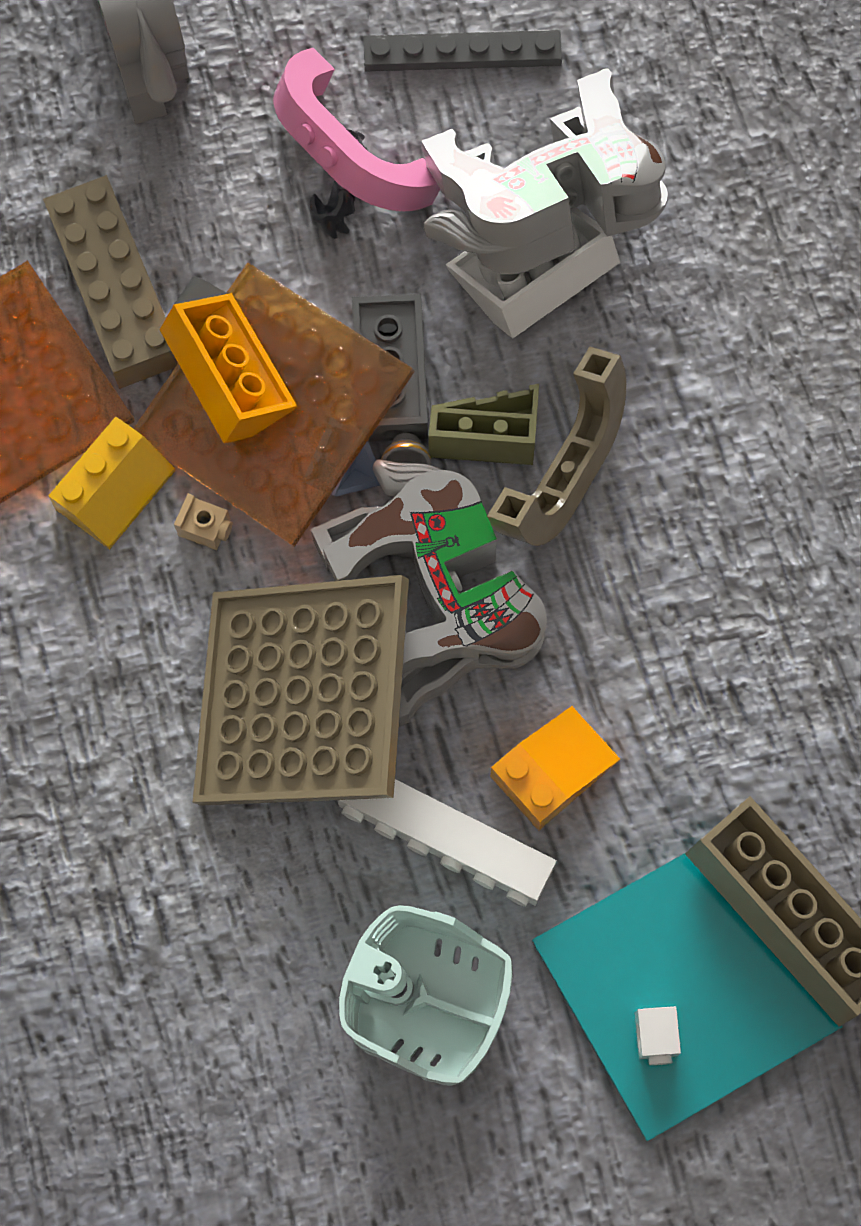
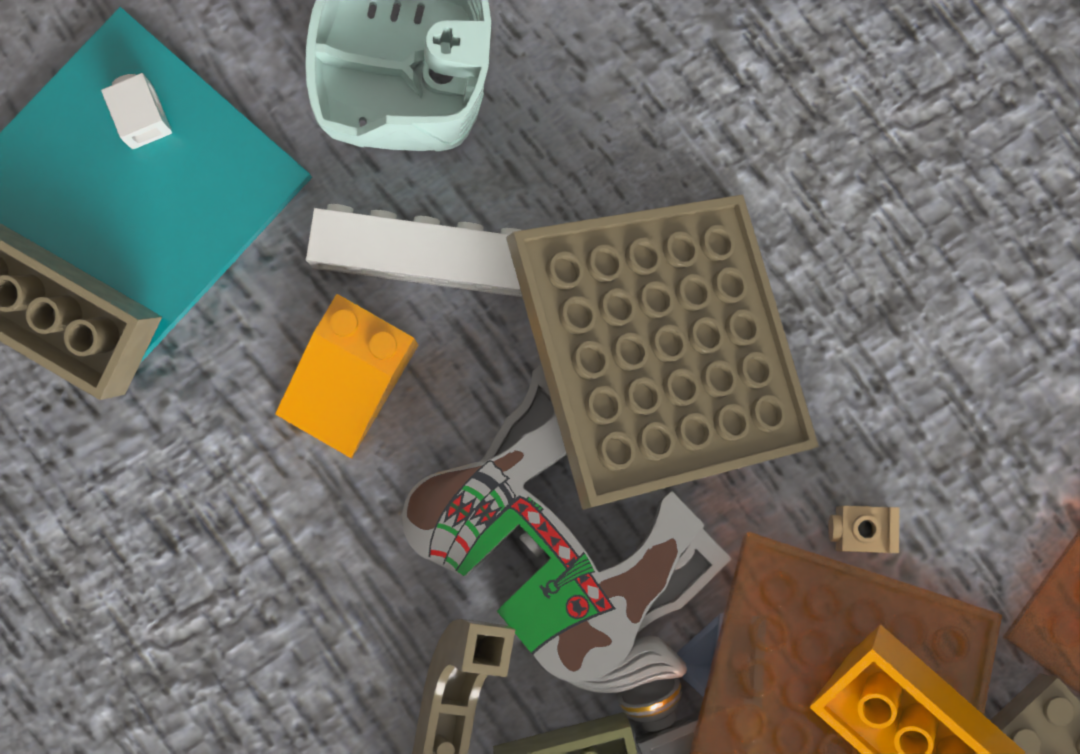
camera: 160 degrees right, 10 degrees up
(111, 483) = (996, 540): yellow slope -> none

